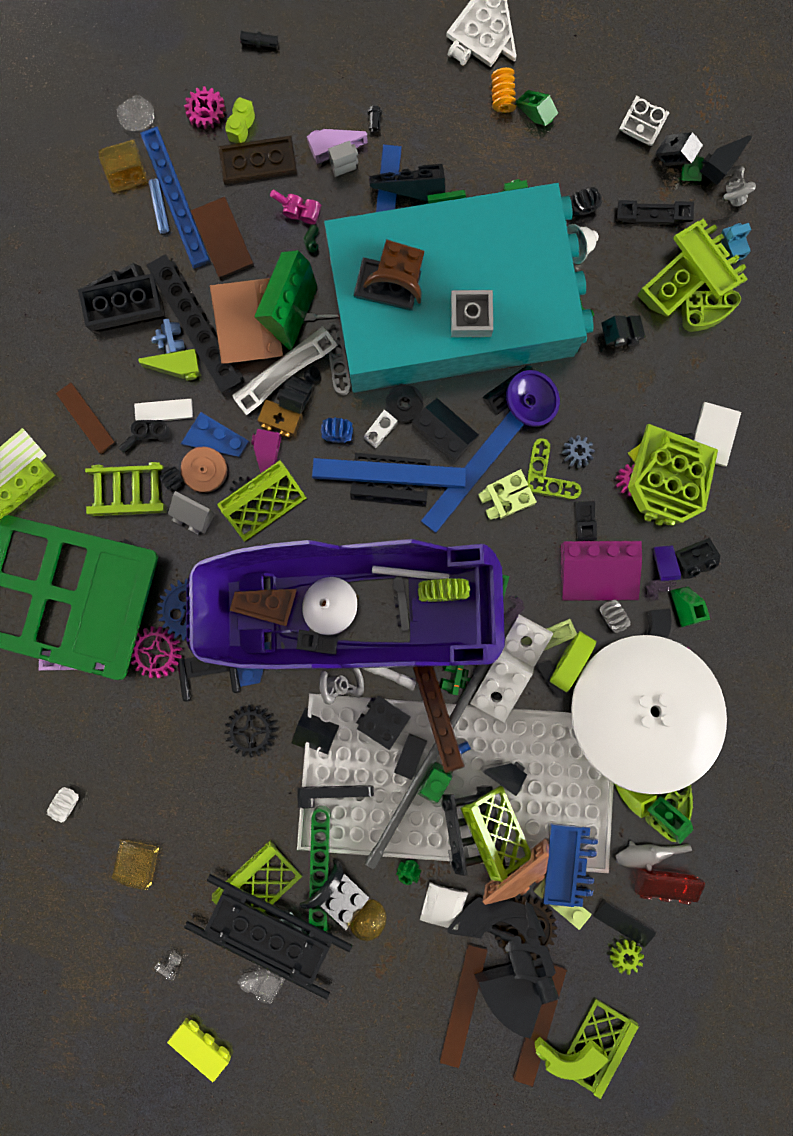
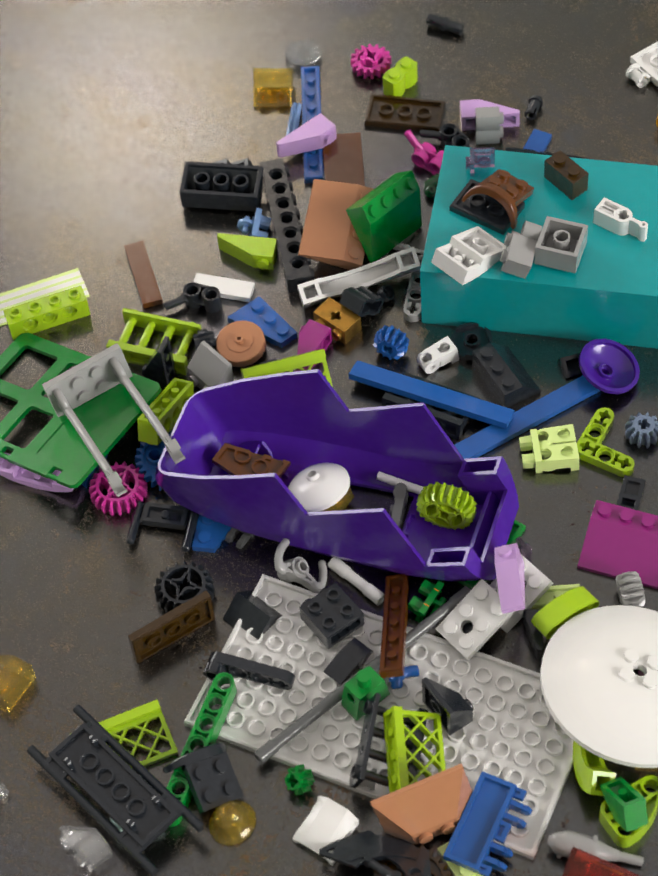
camera: 25 degrees right, 30 degrees down
(86, 579) = (90, 380): none -> light grey piece
(143, 522) = (161, 365): none -> black slope
(168, 570) = (166, 408): none -> lime brick
(181, 220) = (308, 137): none -> lavender slope
(256, 775) = (171, 627): none -> dark brown tile
(314, 184) = (448, 135): none -> black beam
(364, 231) = (480, 159): none -> bracket
(390, 346) = (468, 254): none -> white slope
(436, 329) = (520, 250): none -> light grey hinge
(450, 229) = (566, 175): none -> dark brown brick
(504, 265) = (619, 220): none -> white piece
(523, 653) = (510, 578): none -> lavender slope

